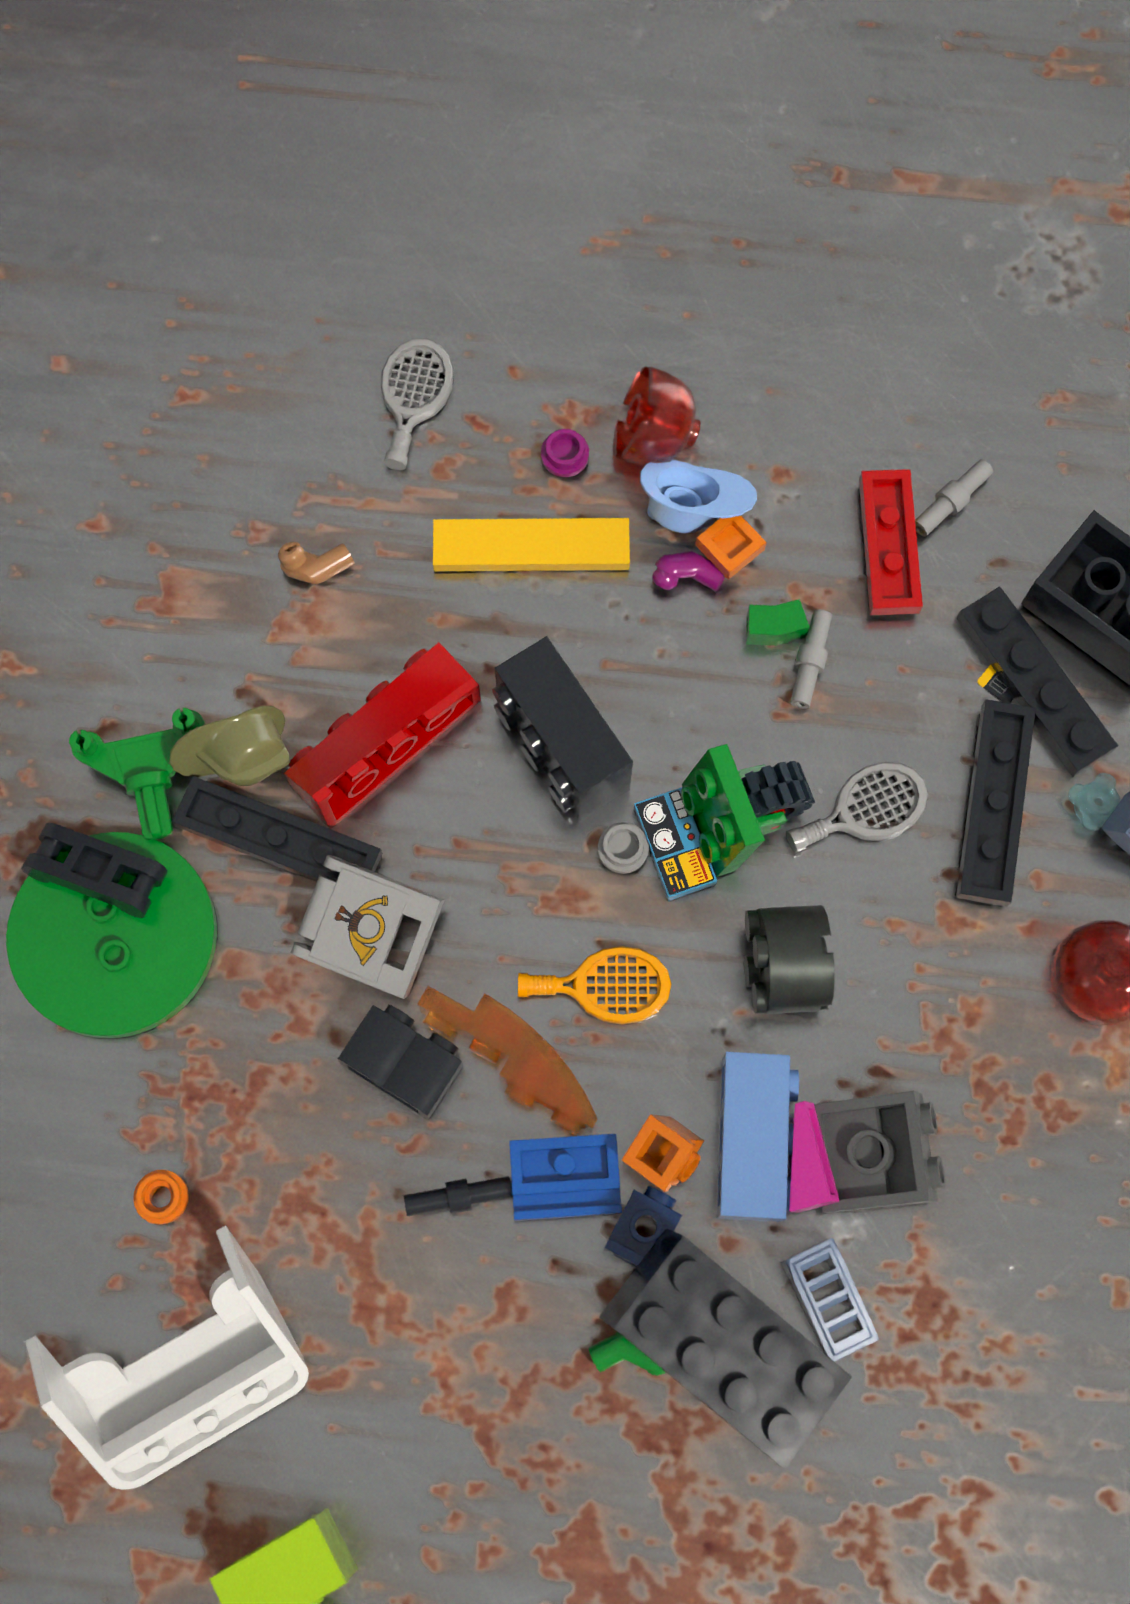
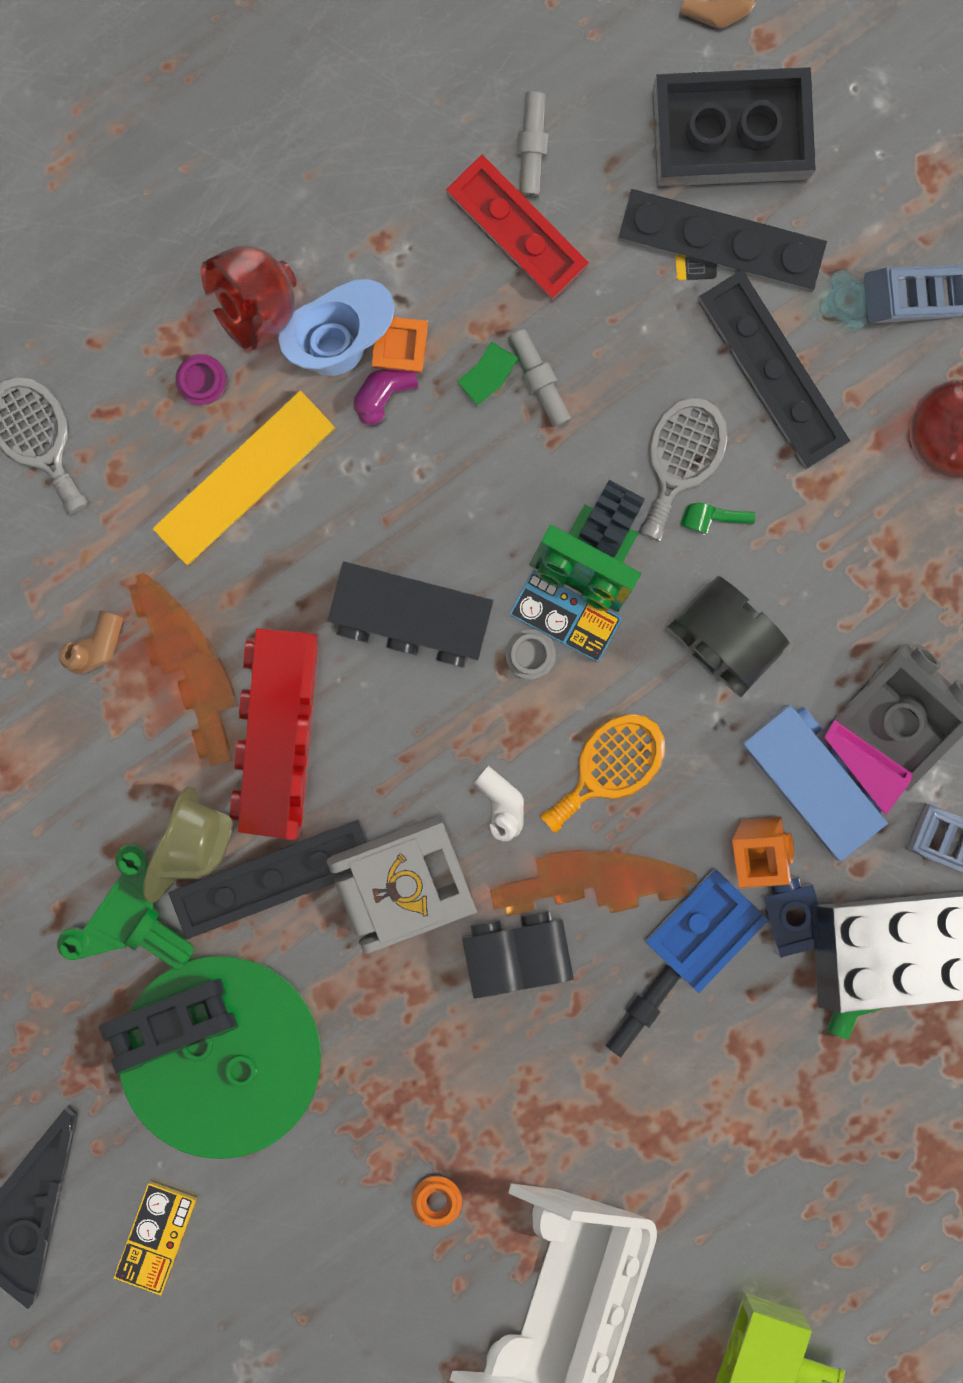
camera: 40 degrees left, 15 degrees up
(375, 620) = (183, 645): none -> clear orange slope
(501, 941) = (507, 805): none -> white arm
(847, 859) = (699, 517): none -> green hand

